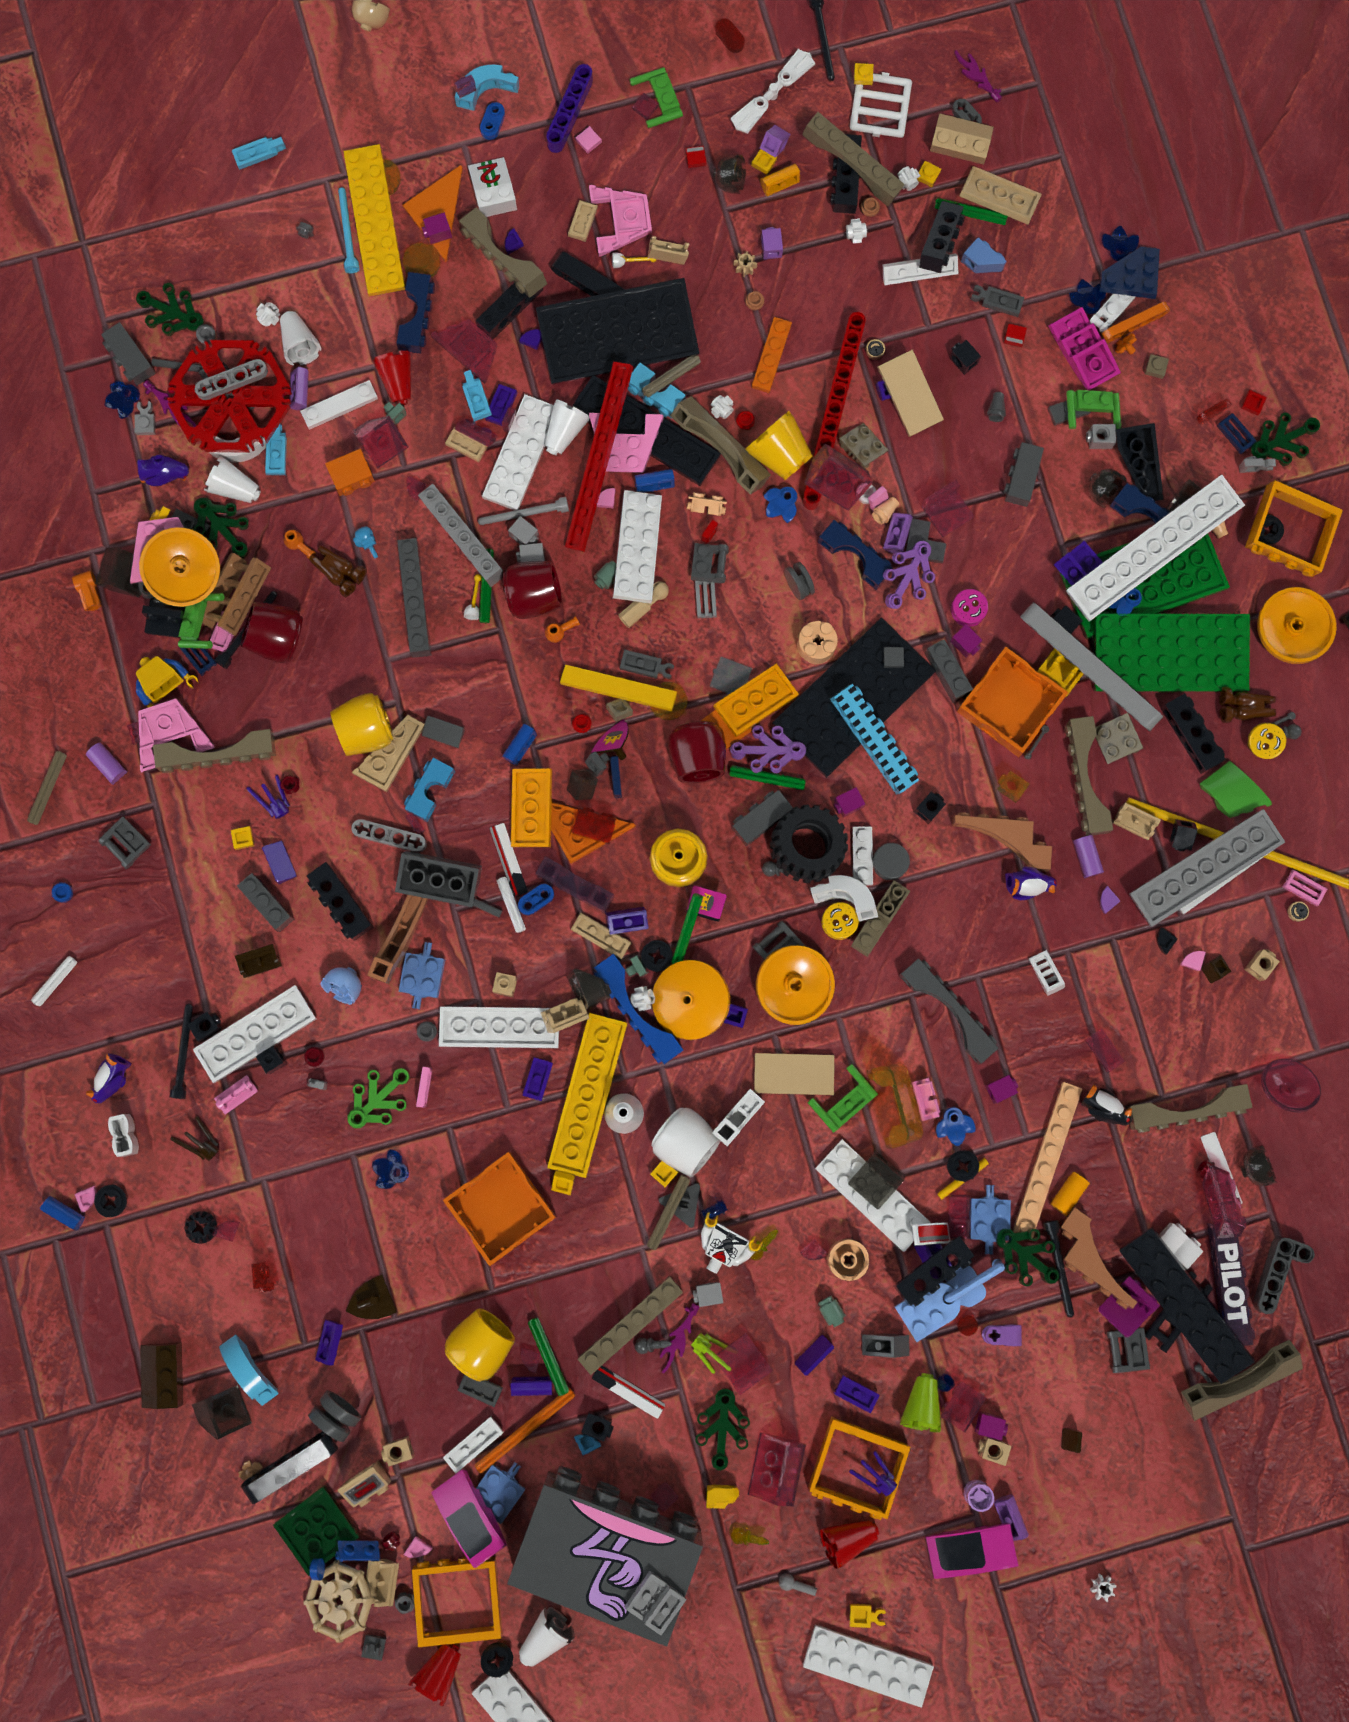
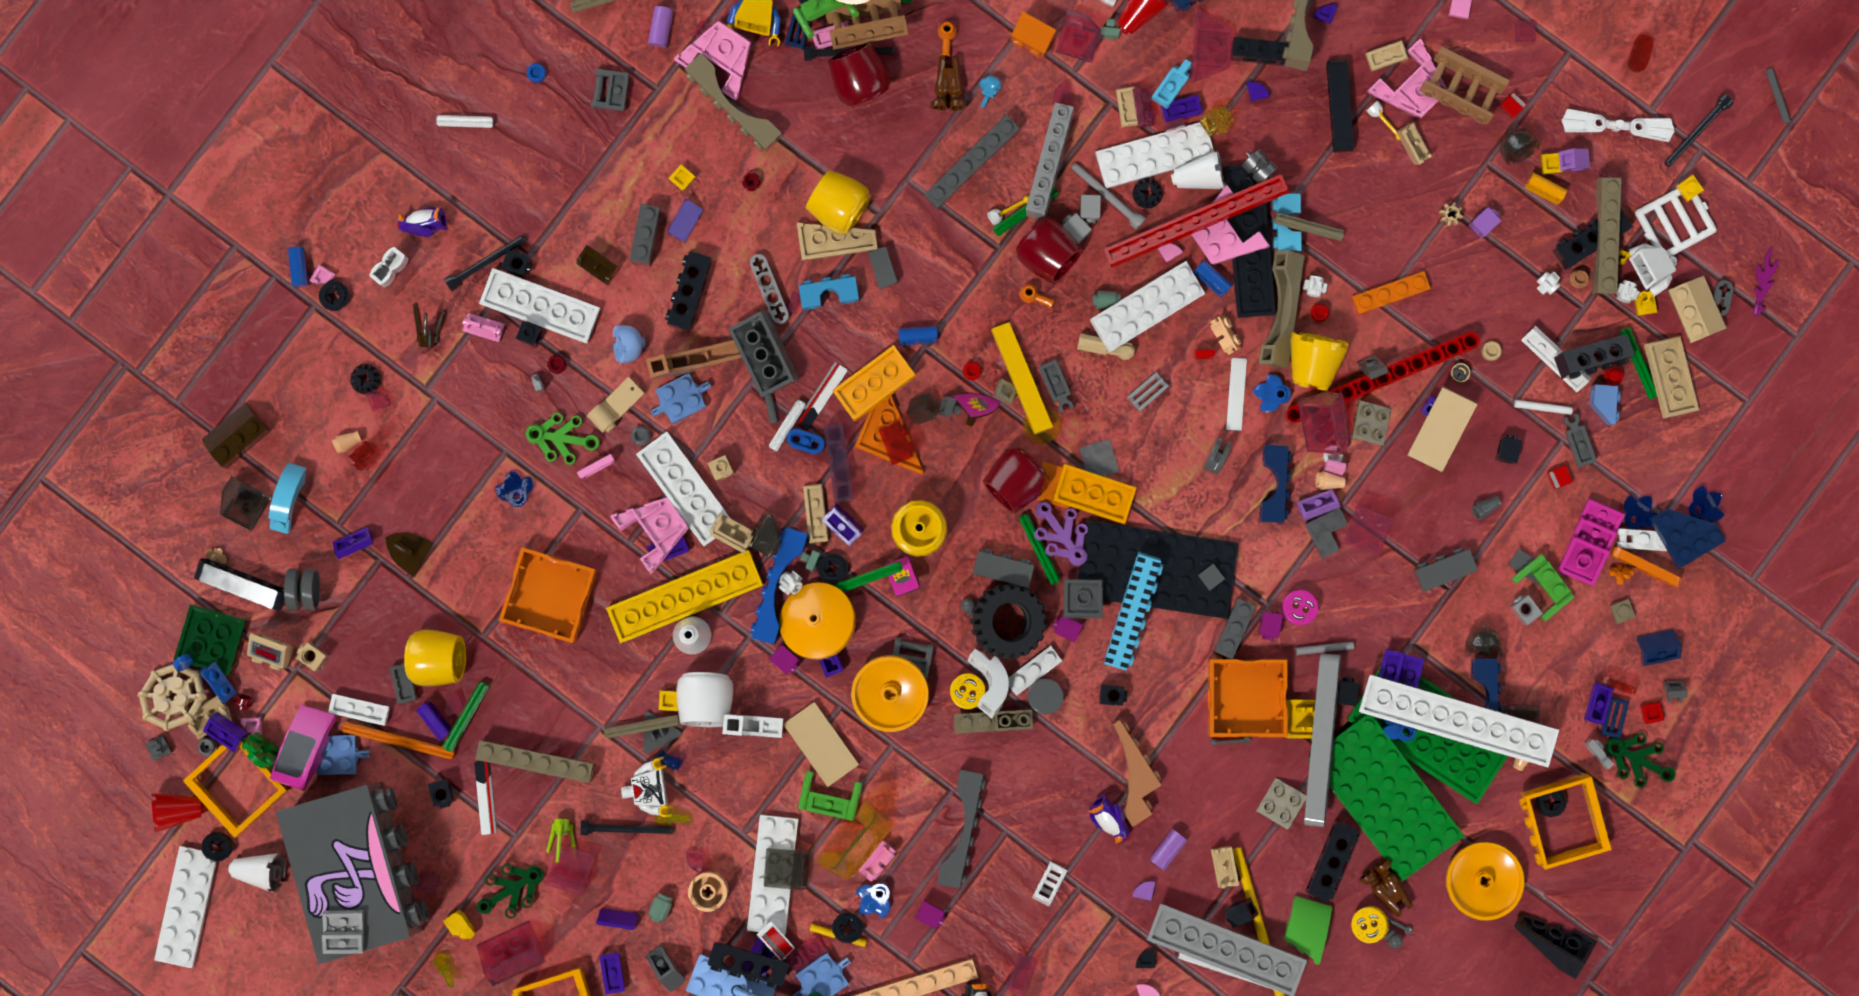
camera: 55 degrees right, 5 degrees up
(240, 1283) = (345, 442): none -> light nougat cone
(278, 807) = (726, 186): dark purple plant -> none
(385, 1027) = (615, 406): none -> tan door
(404, 1577) = (225, 731): none -> dark purple slope
(444, 1558) = (260, 750): none -> green plate
(513, 1069) = (660, 523): none -> bright pink wing
(531, 383) = (1217, 121): none -> clear yellow brick
(545, 489) = (1139, 197): none -> black gear
(563, 1182) = (603, 628): yellow plate -> none
(586, 1443) = (423, 794): dark azure tile -> none
(593, 376) = (1259, 166): none -> flat silver wheel
(616, 777) = (953, 426): dark blue tile -> none
(620, 326) = (1314, 155): black plate -> none
(644, 1345) = (528, 783): dark grey bar -> none
(646, 165) = (1471, 70): none -> medium nougat fence
(664, 95) = (1546, 39): bright green plate -> none
(680, 1340) = (552, 808): magenta piece -> none
(702, 1051) = (785, 660): none -> magenta brick
(703, 562) = (1175, 367): dark grey plate -> none
(708, 1294) = (602, 803): light grey brick -> none
(720, 1320) = (588, 828): none -> black piece
(754, 300) = (1426, 245): nougat plate -> none
(760, 532) = (1236, 394): none -> white sticker
(809, 649) = (1189, 507): light nougat brick -> none
(820, 409) = (1372, 367): none -> dark grey plate
(835, 771) = (1083, 599): none -> dark grey plate
(876, 314) = (1491, 351): none -> tan tile
(904, 144) = (1652, 267): none -> white torso
(910, 573) = (1292, 539): medium lavender plant -> none
(950, 307) = (1543, 407): none -> white bar
(966, 237) = (1613, 376): none -> red plate
(1016, 613) = (1324, 648): none -> light grey bar
(1021, 786) = (1178, 756): clear yellow brick -> none
(1095, 815) = (1205, 831): dark tan arch -> none
(1141, 457) = (1535, 651): black wedge -> none
(1206, 358) = (1659, 647): none -> dark blue panel
(1217, 436) = (1598, 704): none -> dark purple brick
(1249, 371) = (1675, 689): none -> dark grey tile

